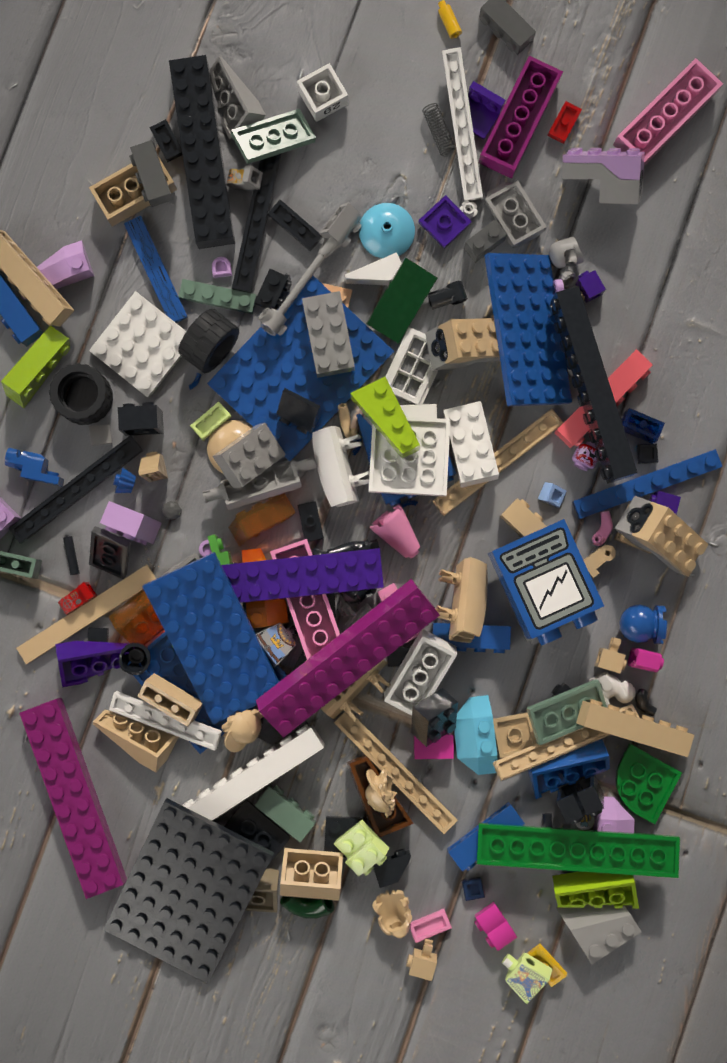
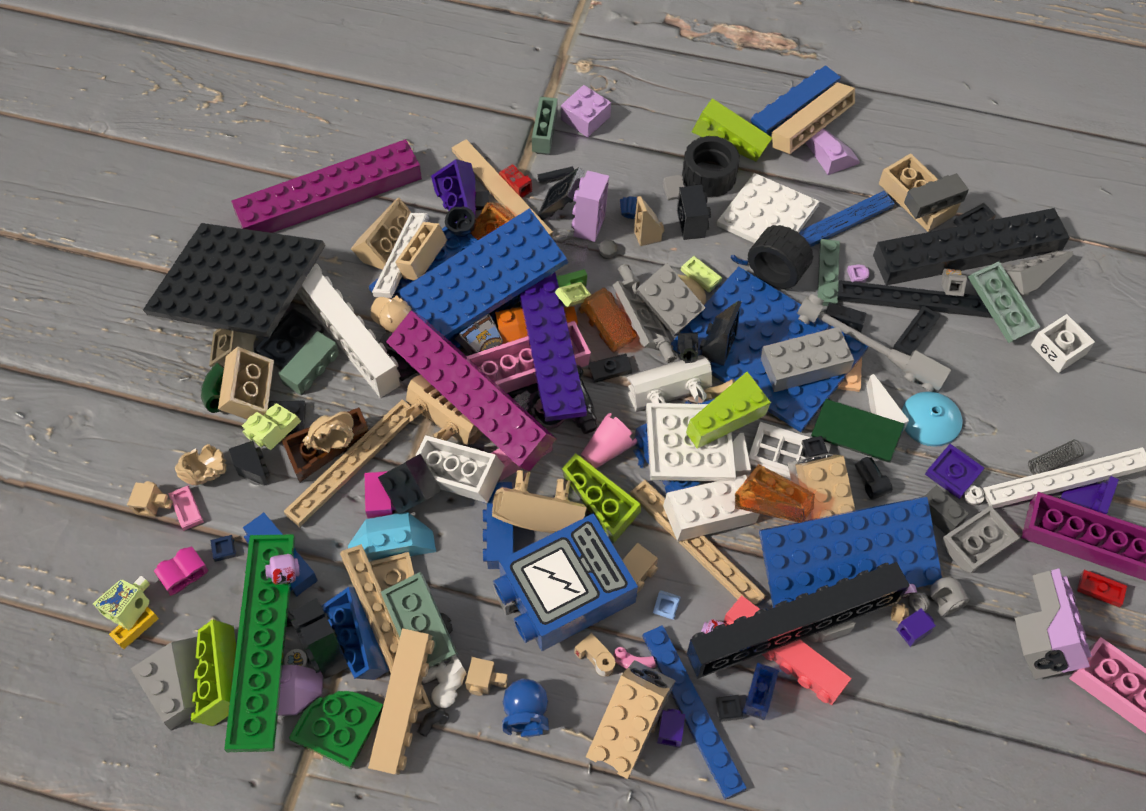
camera: 85 degrees right, 25 degrees down
(32, 466) = (636, 137): blue plate -> none
(75, 489) = (619, 172): black plate -> none
(240, 549) = (572, 294): none -> yellowish green plate
(303, 444) = (688, 346): none -> black piece
(414, 342) = (814, 446): none -> black tile
(453, 541) = (602, 497): none -> lime wedge
(478, 388) = (774, 496): none -> clear orange wedge
(519, 832) = (282, 569): none -> lavender head
(645, 660) = (482, 710): dark pink brick -> none

